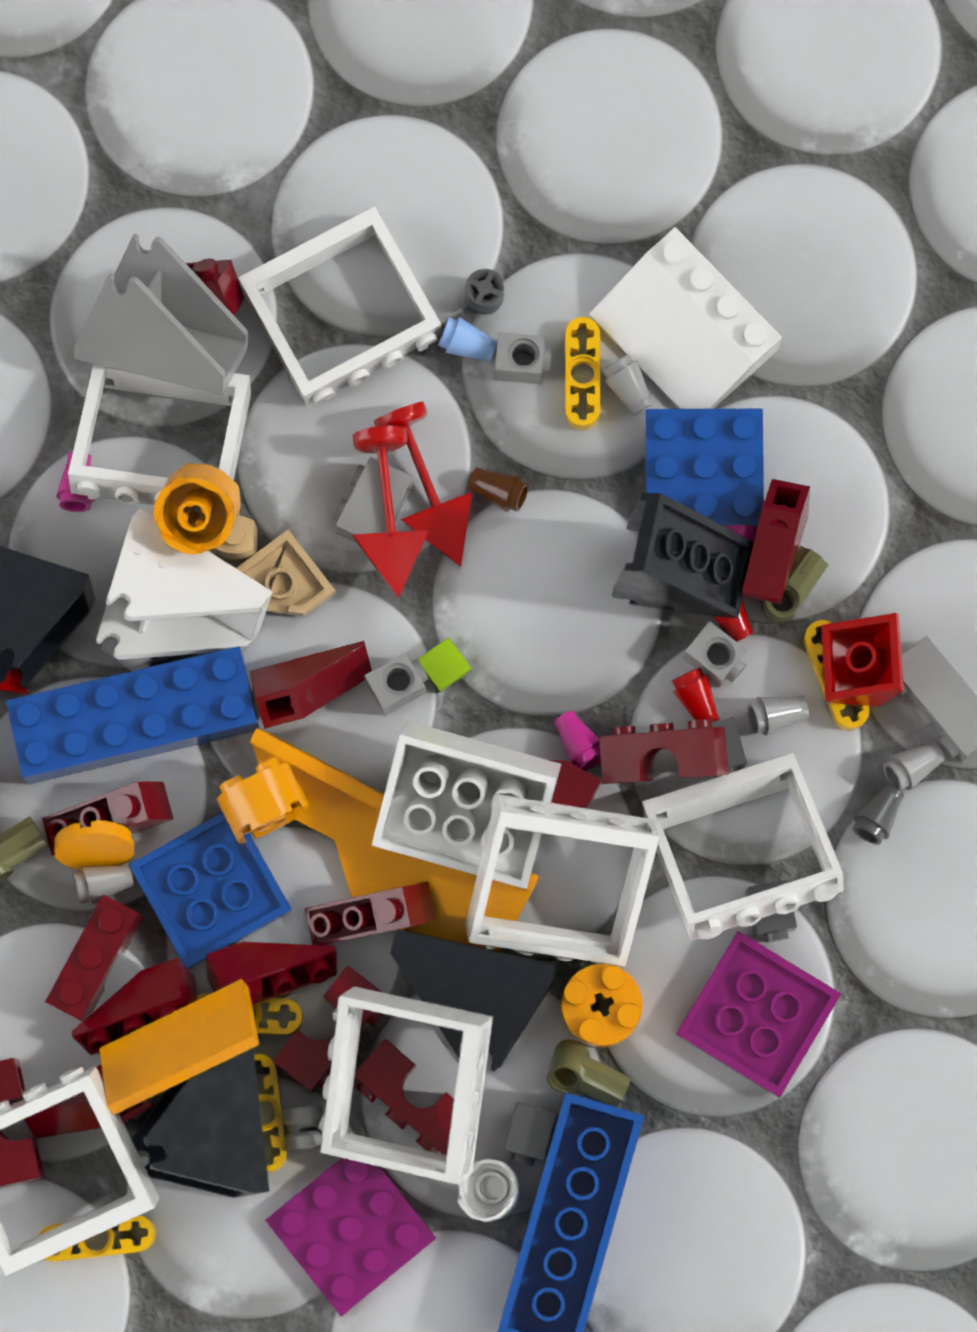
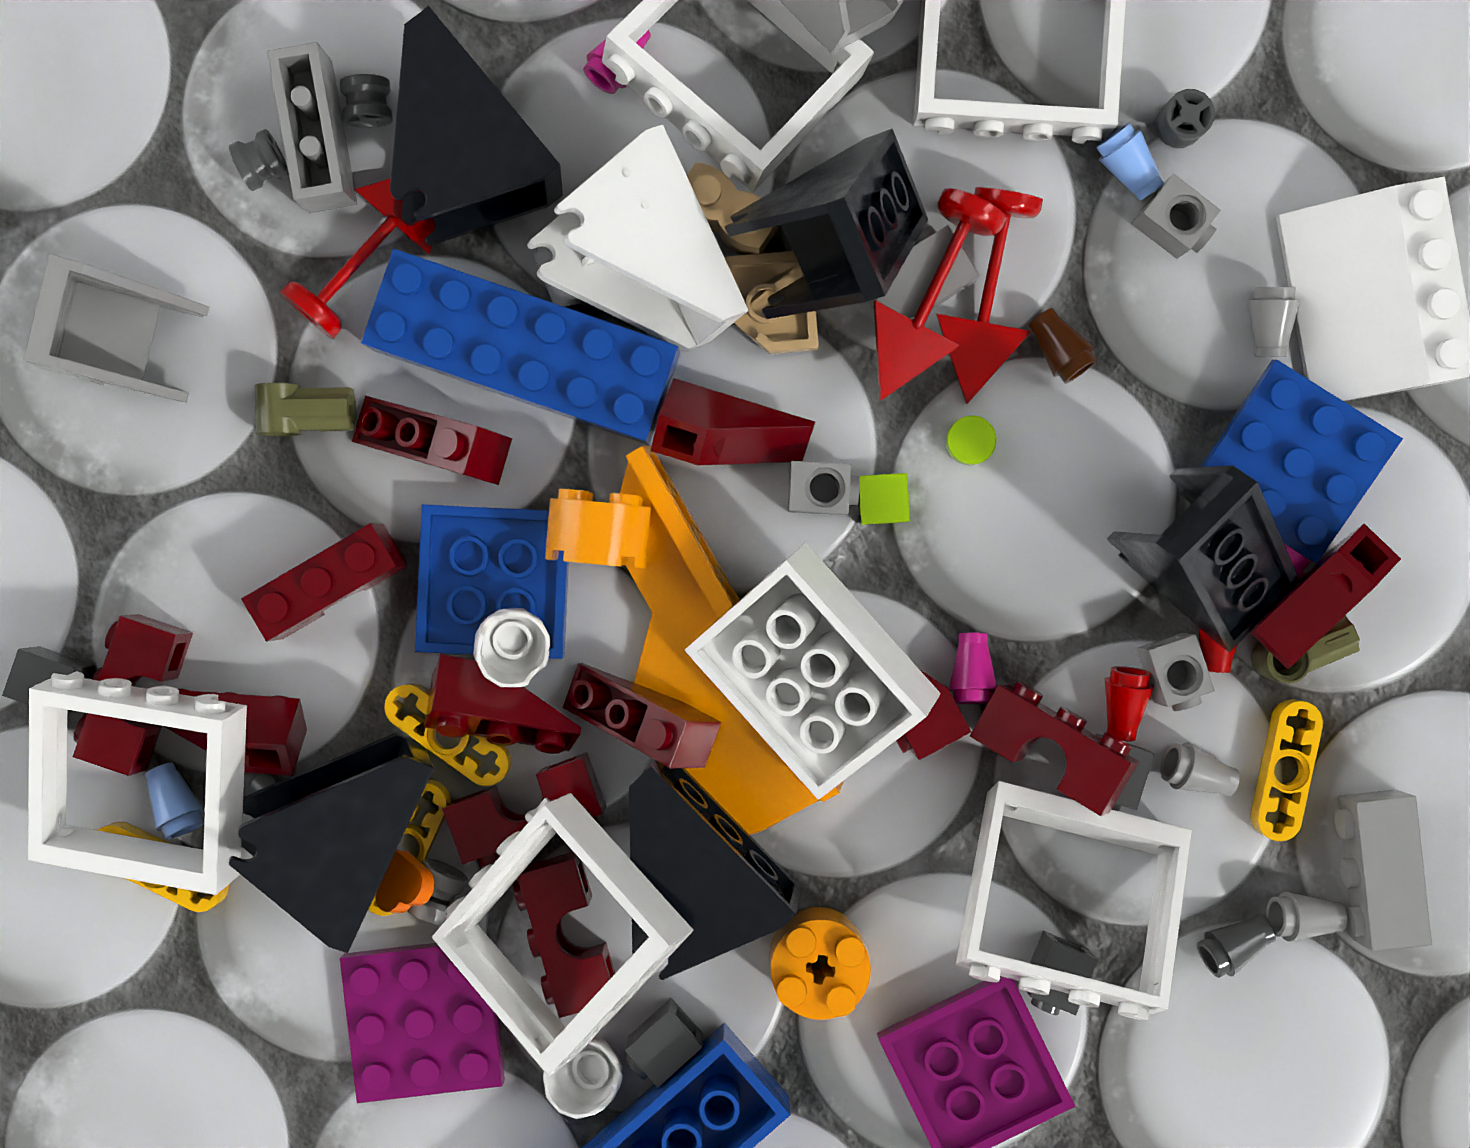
camera: 35 degrees right, 10 degrees up
(79, 1184) = (173, 802): none -> light blue cone
(97, 845) = (396, 465): light orange tile -> none
(99, 880) = (383, 504): light grey cone -> none
(138, 1003) = (353, 663): dark red slope -> none
(178, 1046) = (344, 743): light orange tile -> none
(206, 488) = (749, 159): light orange brick -> none
(251, 917) = (511, 647): none -> white hair
(279, 1131) = (404, 884): none -> orange tile
(301, 496) = (846, 226): none -> black ladder
(478, 589) = (971, 440): none -> lime tile
(572, 400) = (1238, 239): yellow beam -> none
(572, 823) = (909, 772): white window -> none
(575, 1071) = (750, 1014): olive piece -> none
(862, 660) = (1334, 781): red slope -> none

